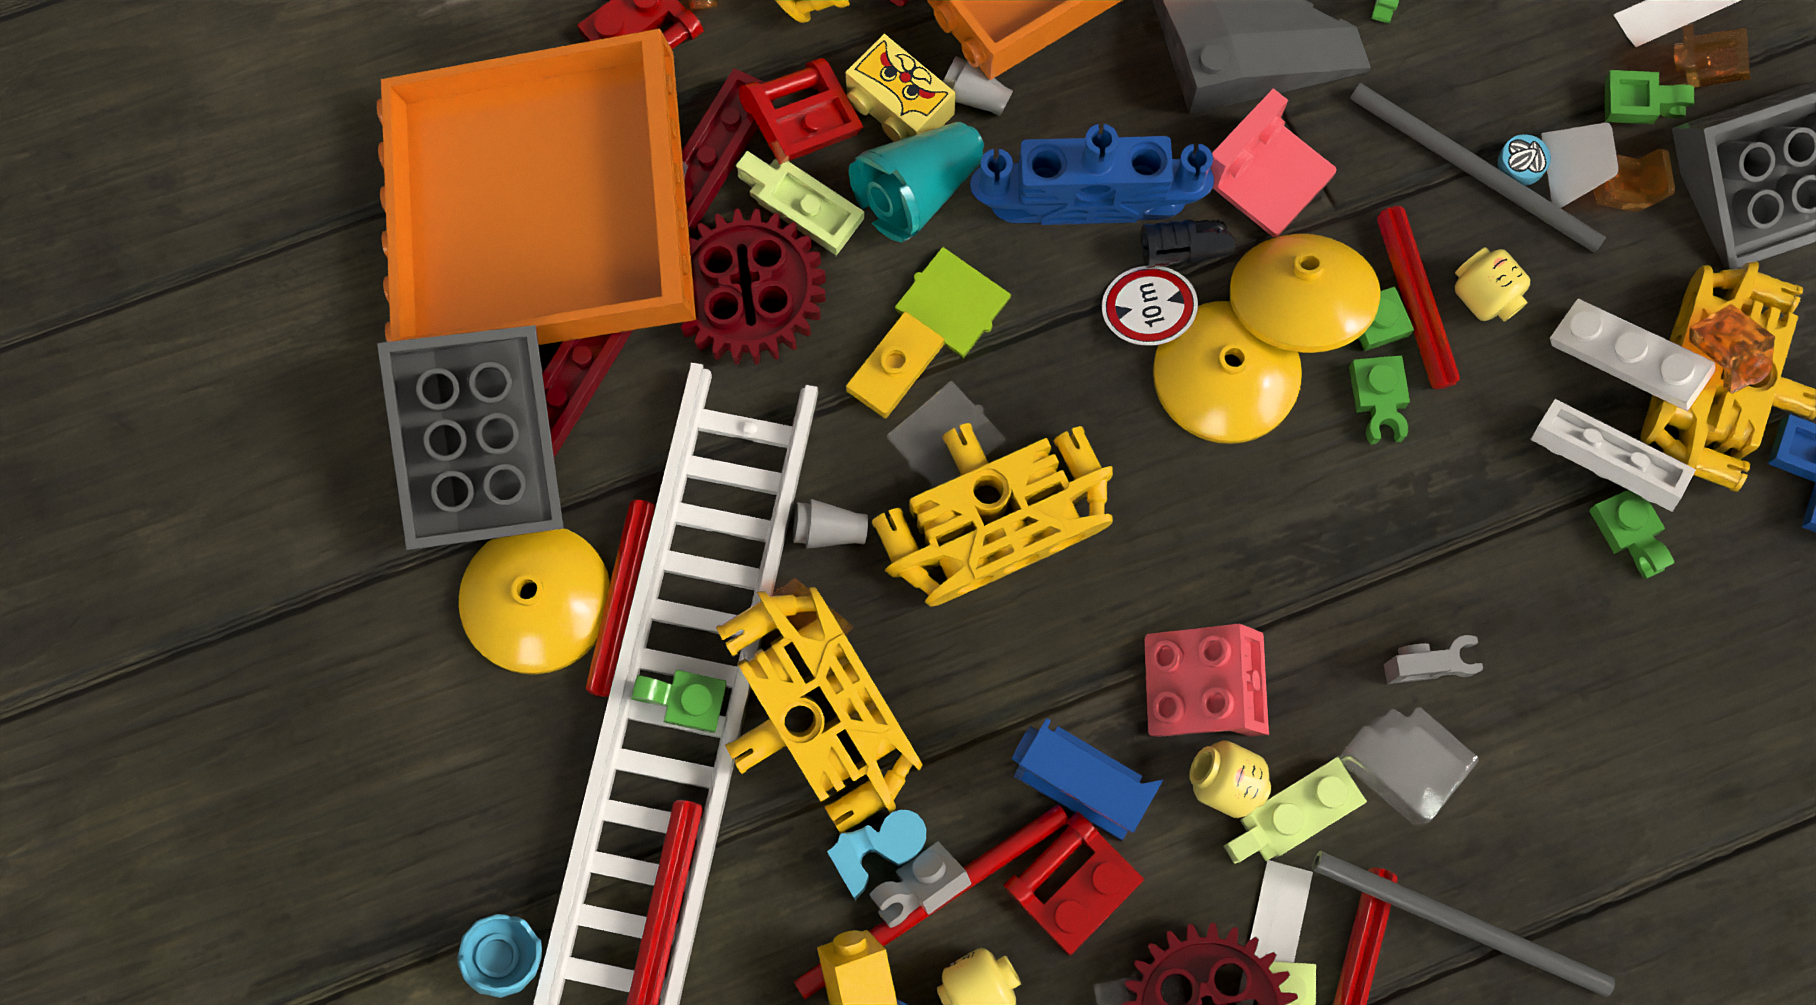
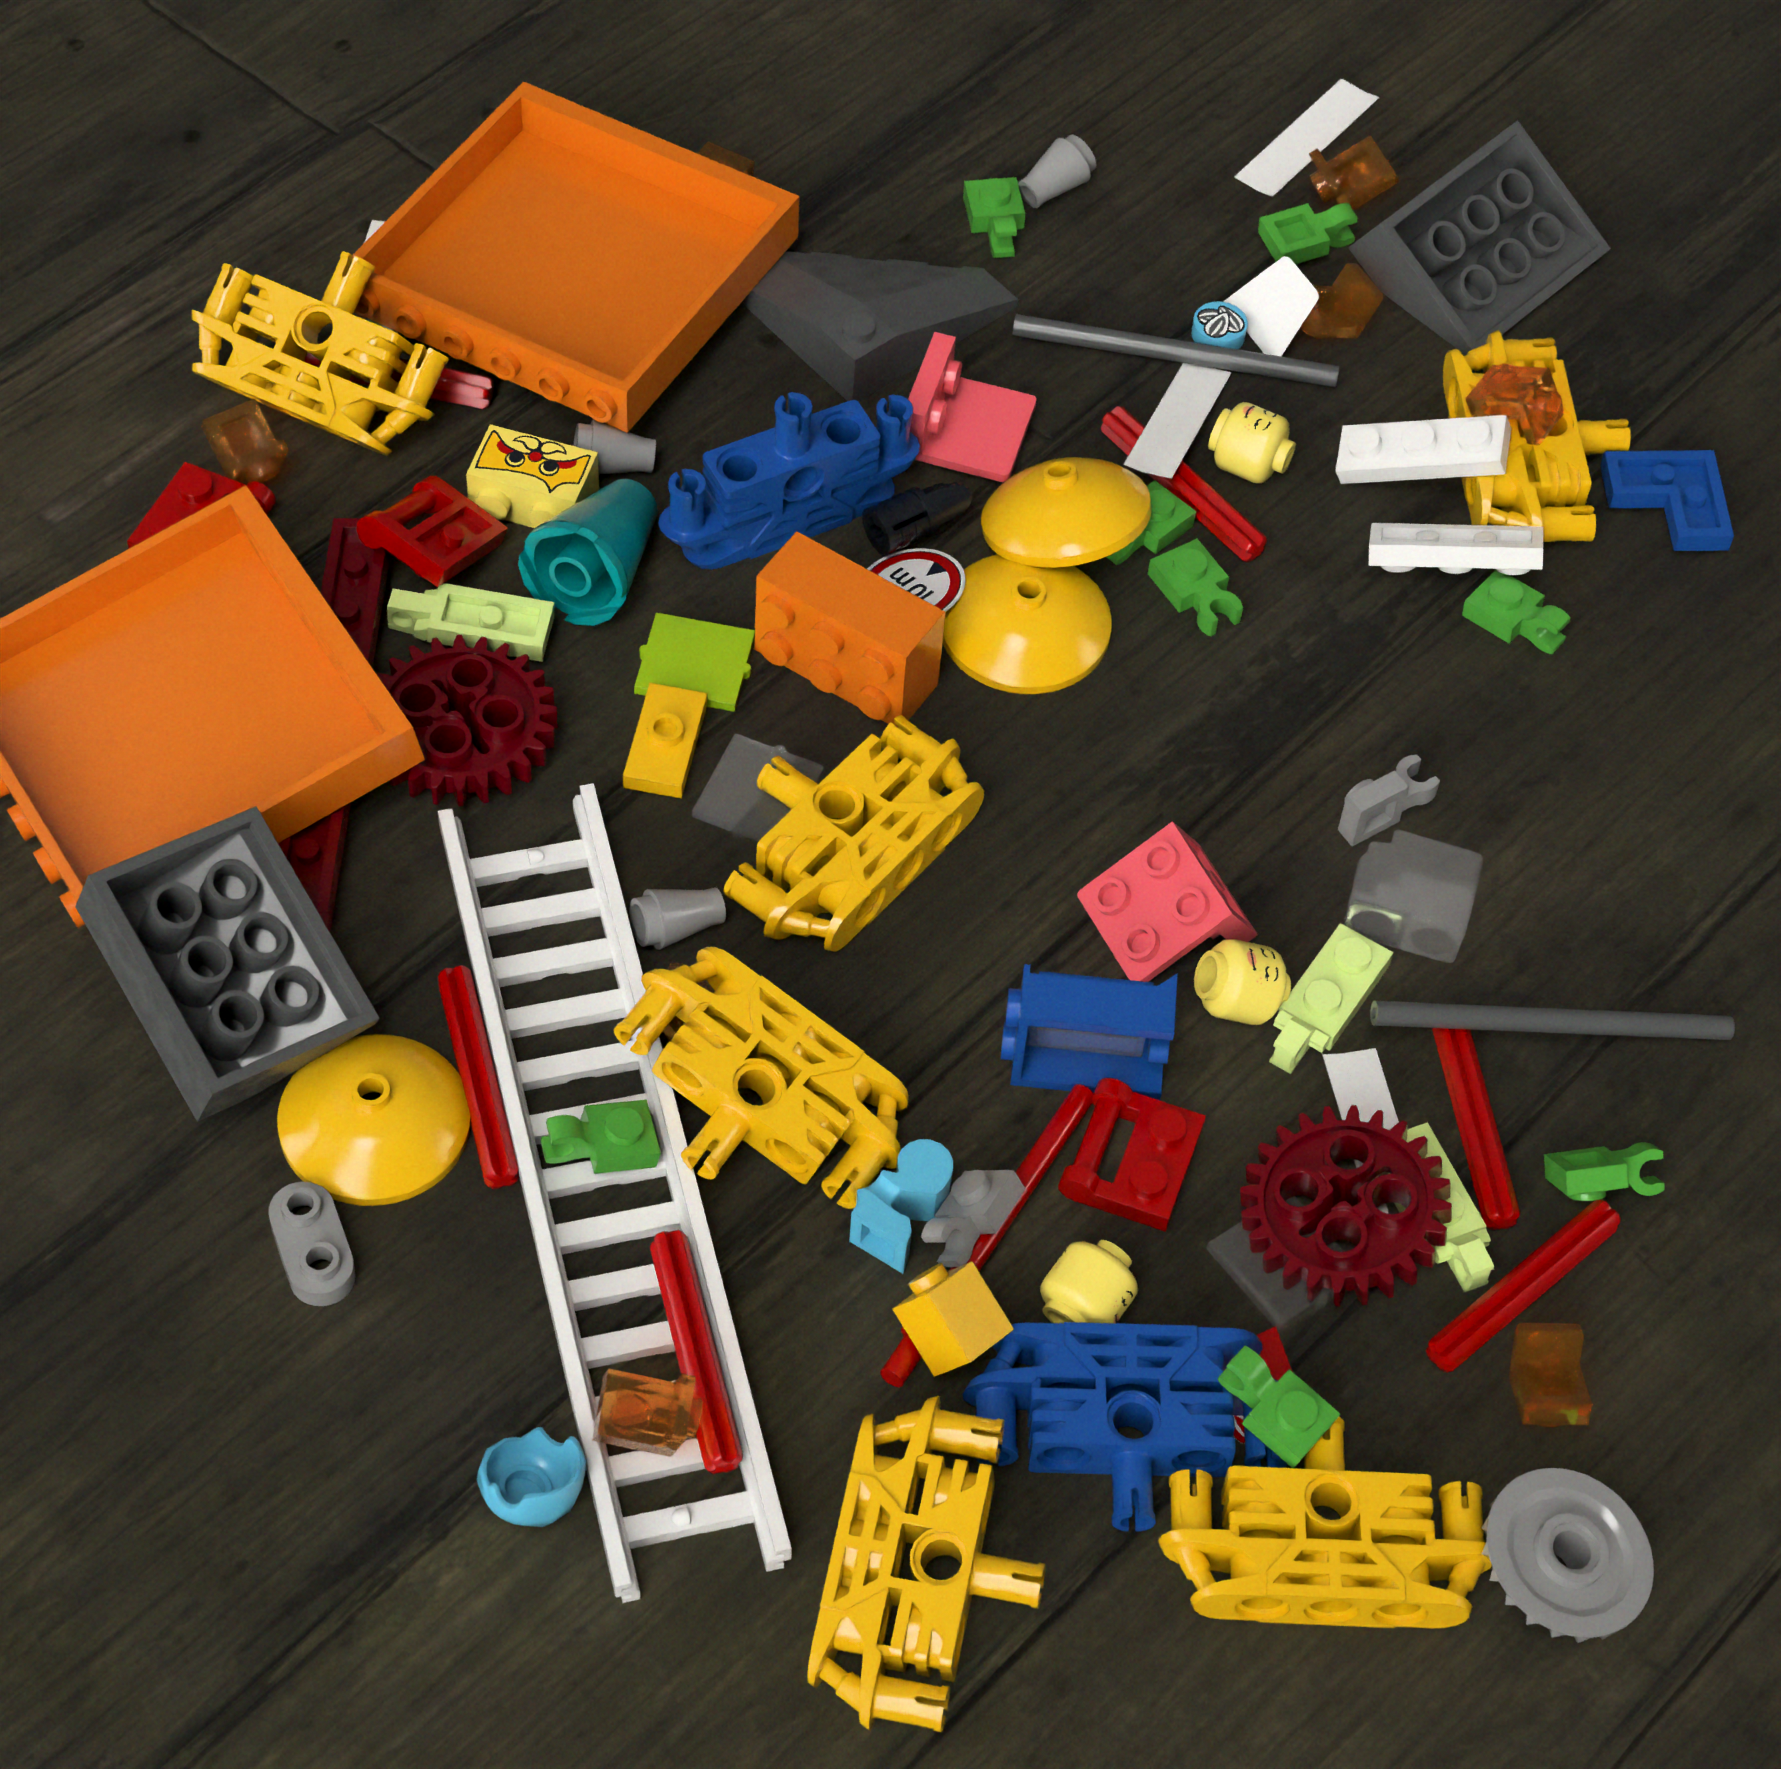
camera: 30 degrees left, 20 degrees down
(445, 682) = (309, 1239): none -> light grey plate
(599, 948) = (646, 1412): none -> clear orange bracket
(1070, 336) = (848, 630): none -> orange brick
(1442, 237) = (1177, 420): none -> white sticker

